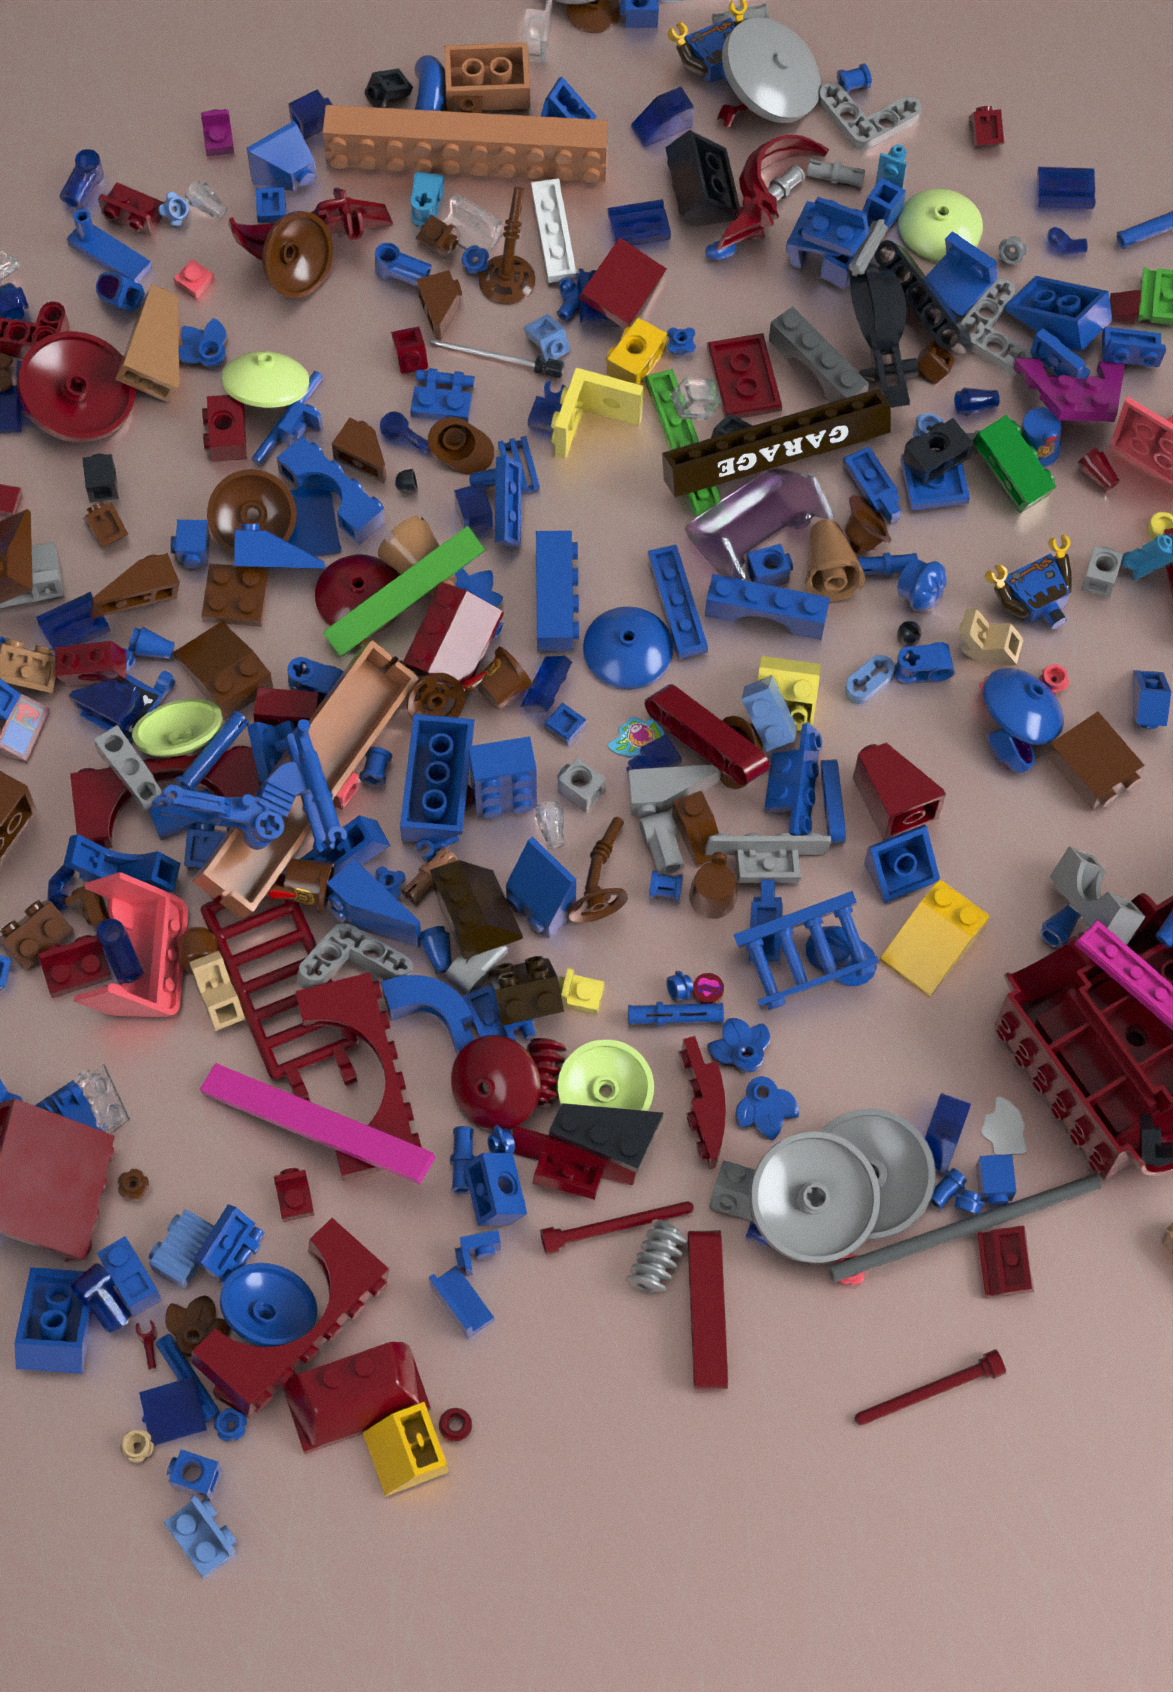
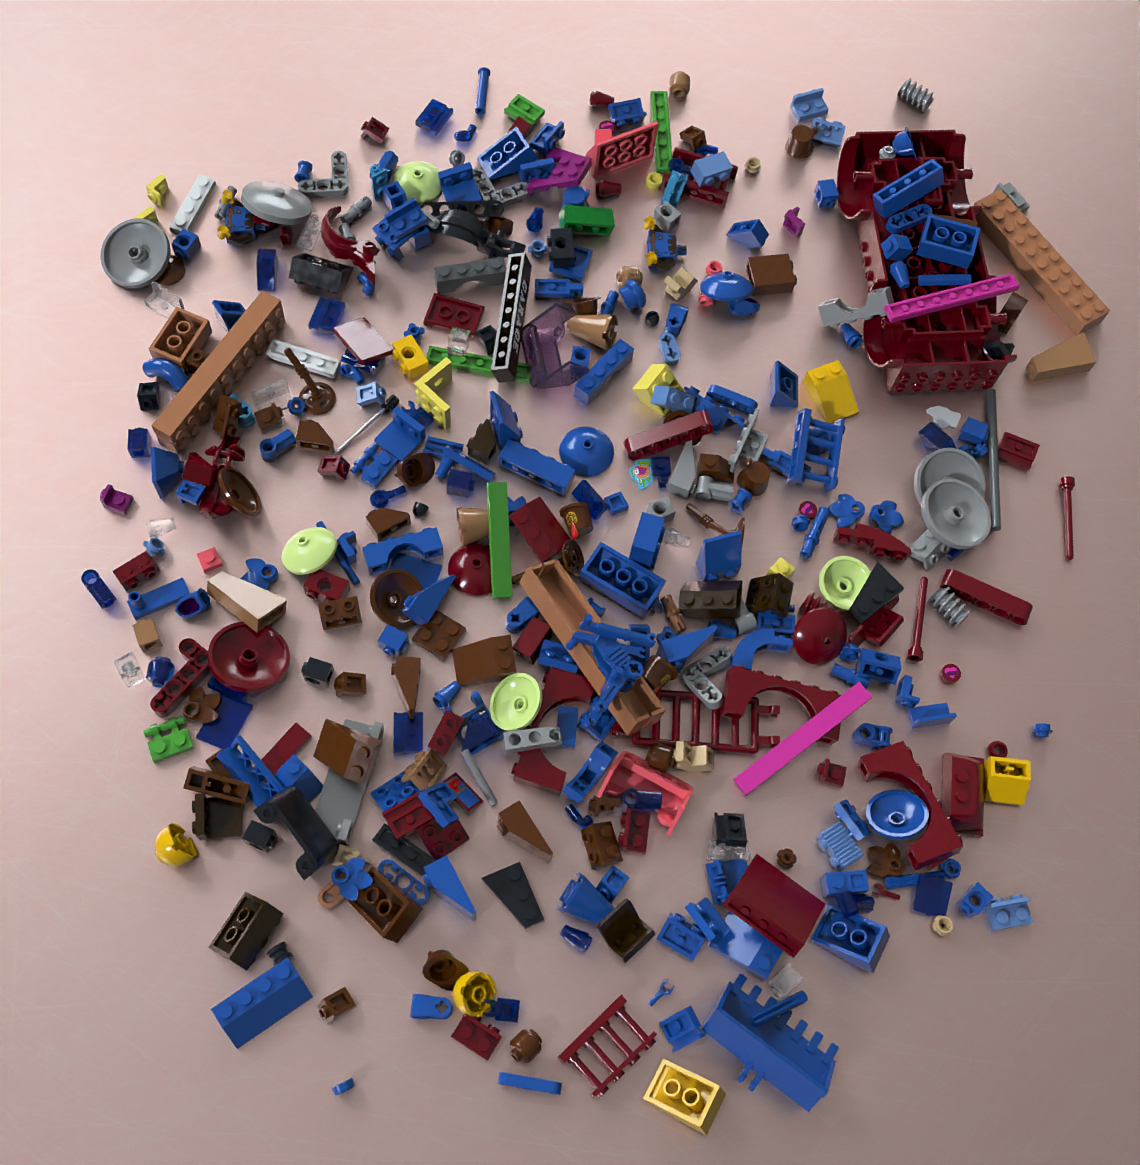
camera: 70 degrees left, 0 degrees up
(49, 264) = (147, 635): none -> medium nougat brick
(49, 734) = (479, 777): none -> light grey bar
(132, 1085) = (730, 829): none -> black plate
(194, 458) = (339, 613): none -> reddish brown bracket
(212, 752) = (547, 690): blue pin -> none
(304, 193) = (198, 470): none -> dark red slope
(383, 1234) = (877, 736): none -> blue piece
(401, 187) = (227, 416): none -> reddish brown bracket
(503, 403) = (401, 435): none -> blue bracket
(524, 1480) = (1042, 730): none -> blue plate
(547, 1307) = (950, 673): none -> dark red tile
(556, 507) = (483, 444): none -> dark brown slope
(595, 509) = (503, 421): none -> blue slope
(677, 601) = (574, 413): blue plate -> none
(748, 139) = (309, 233): none -> clear hinge
(896, 790) = (745, 367): dark red slope -> none
(924, 170) = (387, 162): none -> blue piece
(959, 567) = (627, 273): none -> medium nougat head

